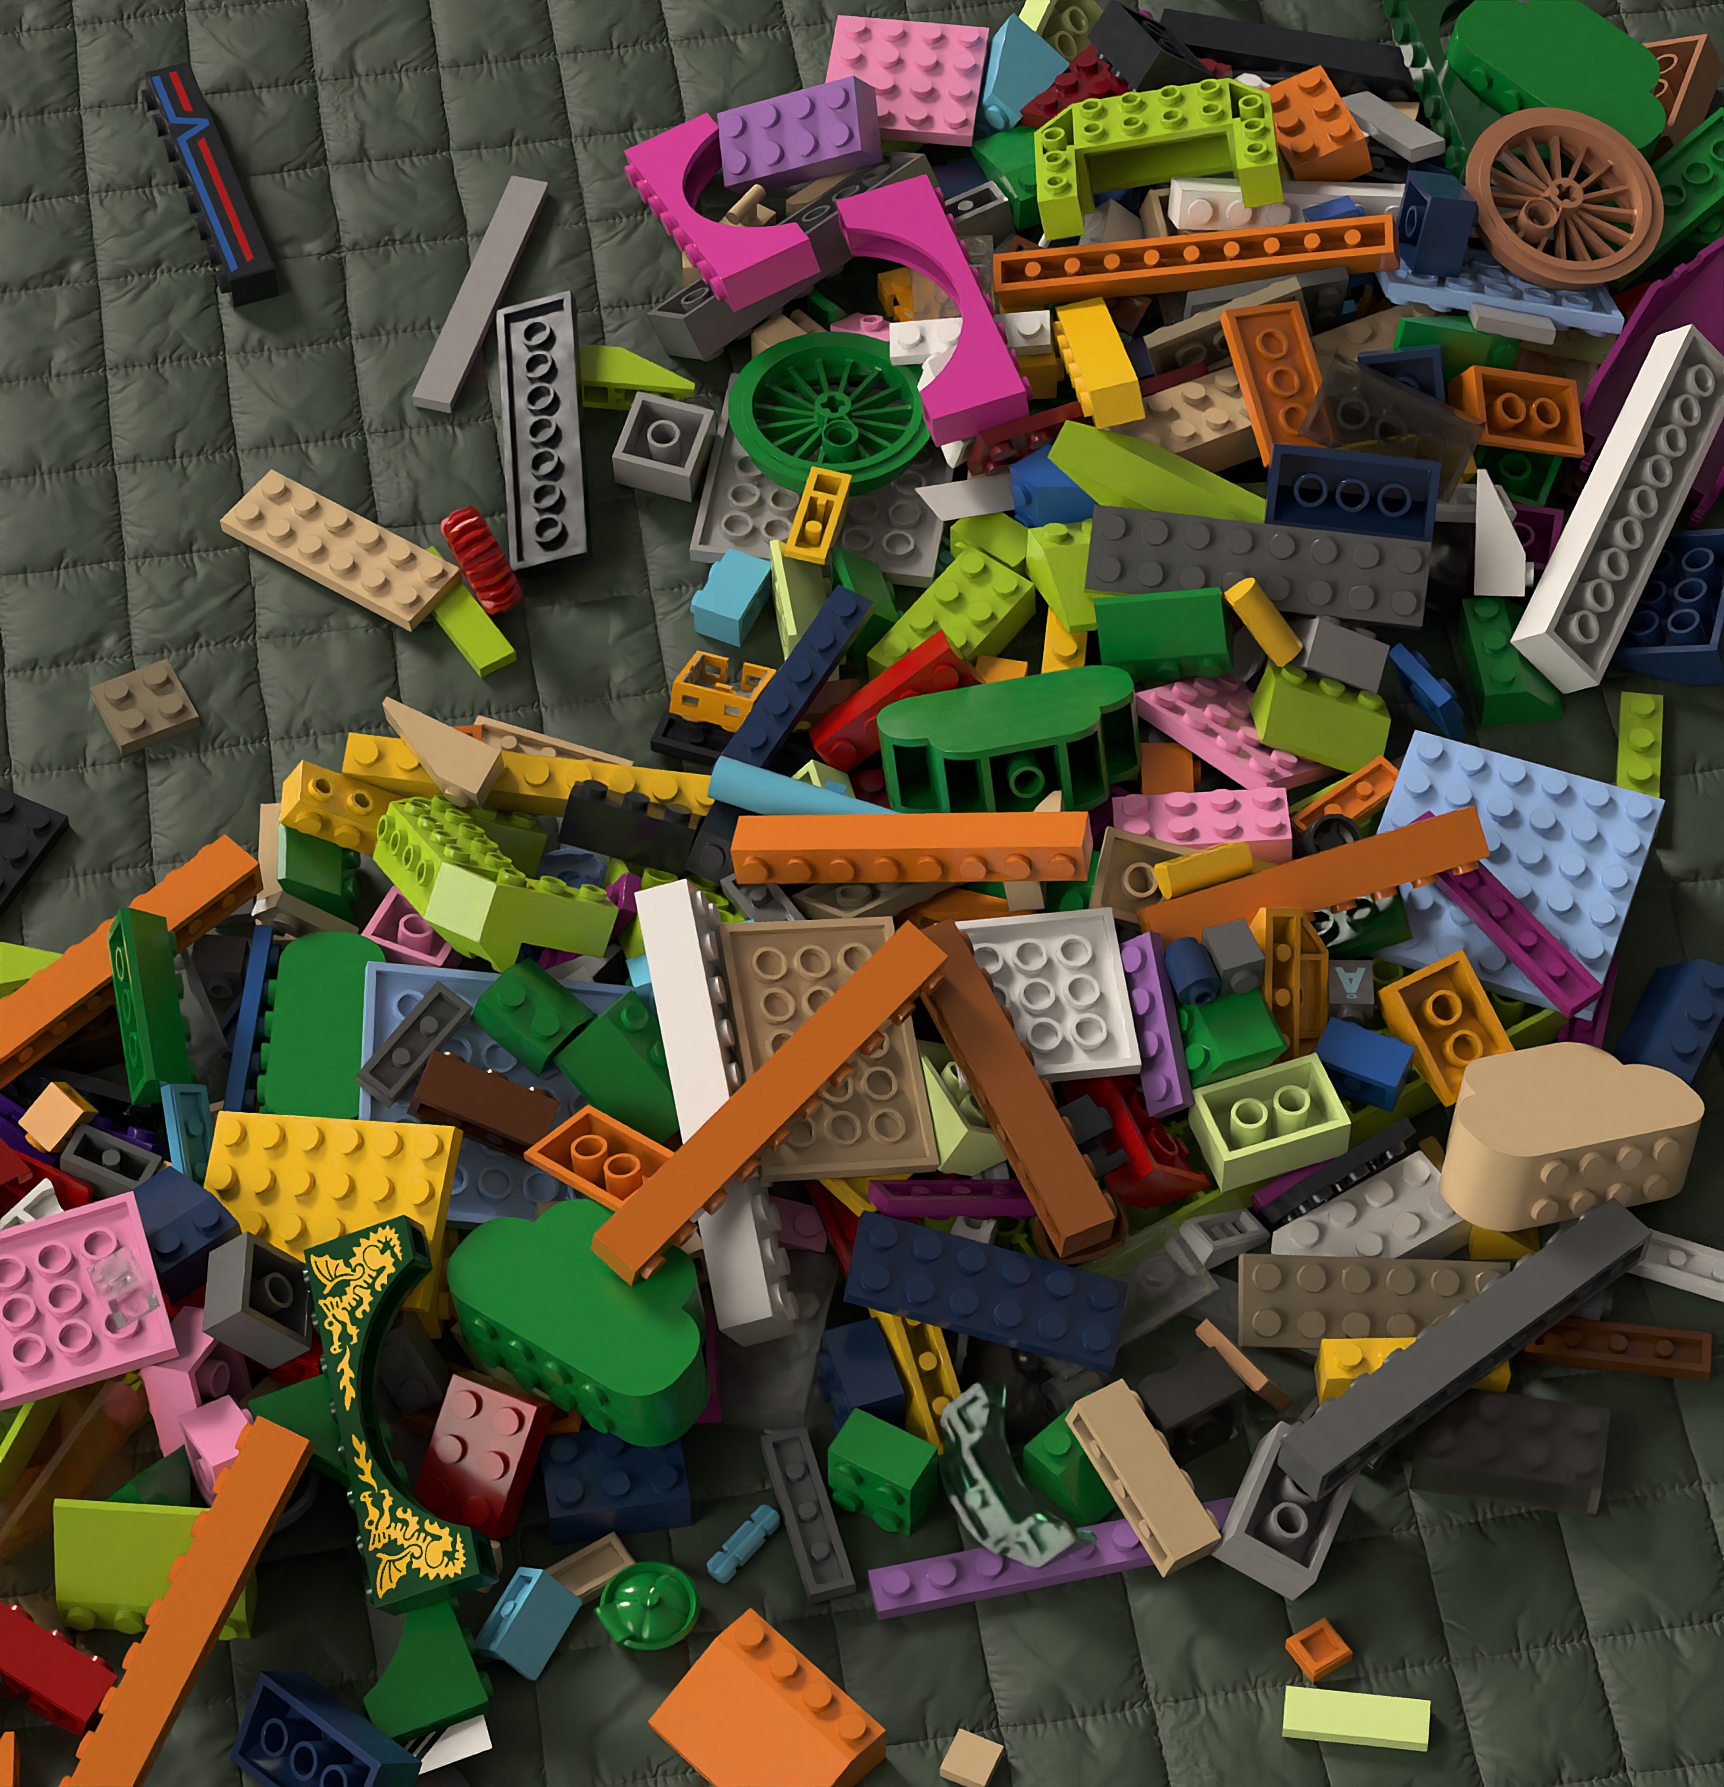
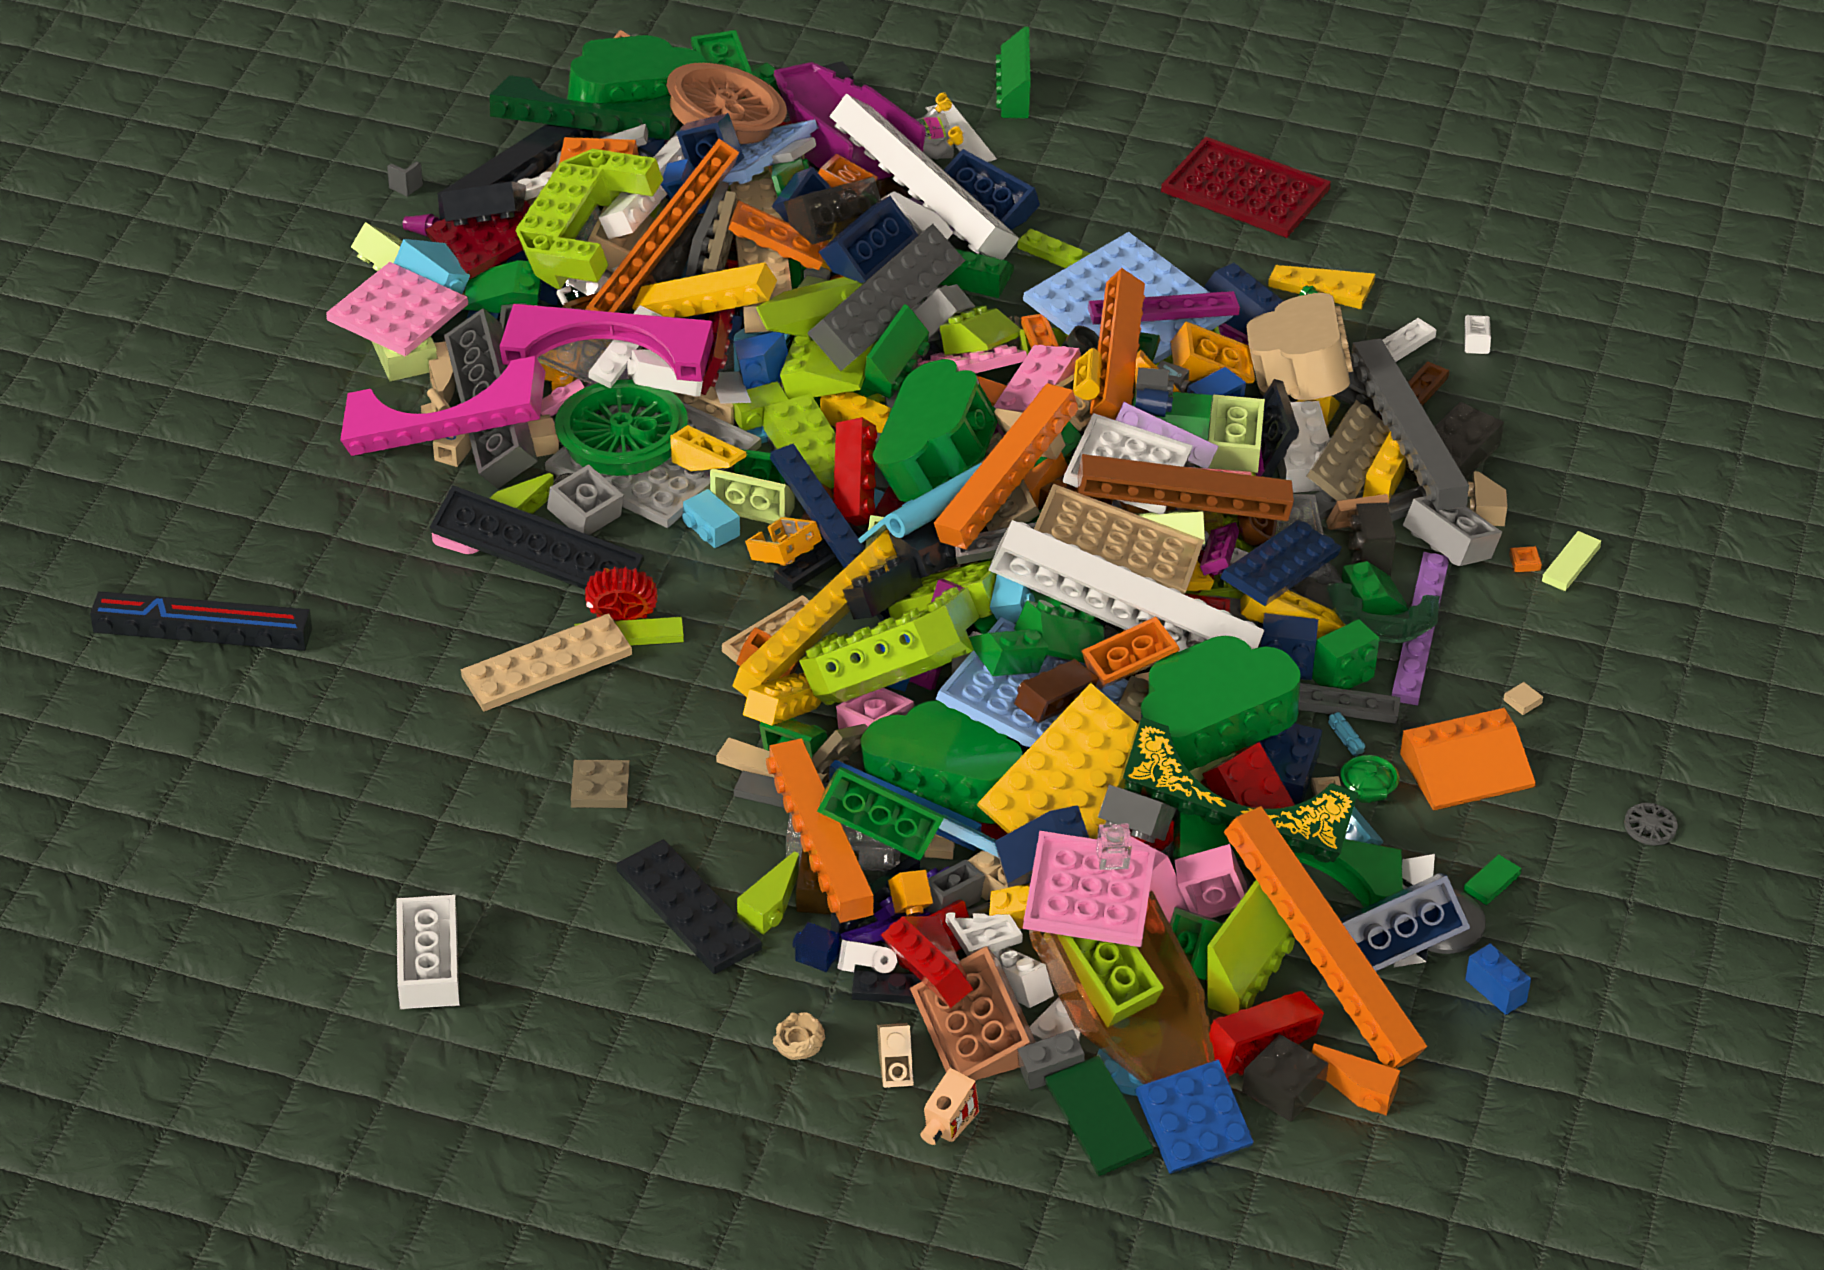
camera: 65 degrees left, 10 degrees down
(411, 1044) = (1001, 698): dark grey tile -> none
(455, 761) = (796, 627): tan slope -> none
(480, 294) = (389, 543): light grey tile -> none
(768, 1104) = (1160, 559): orange brick -> none
(800, 136) = (411, 358): medium lavender brick -> none
(1143, 1477) = (1411, 563): tan brick -> none
(1264, 621) = (927, 307): yellow brick -> none
(1412, 1541) = (1487, 499): none -> tan slope
(1428, 694) = (985, 291): blue plate -> none

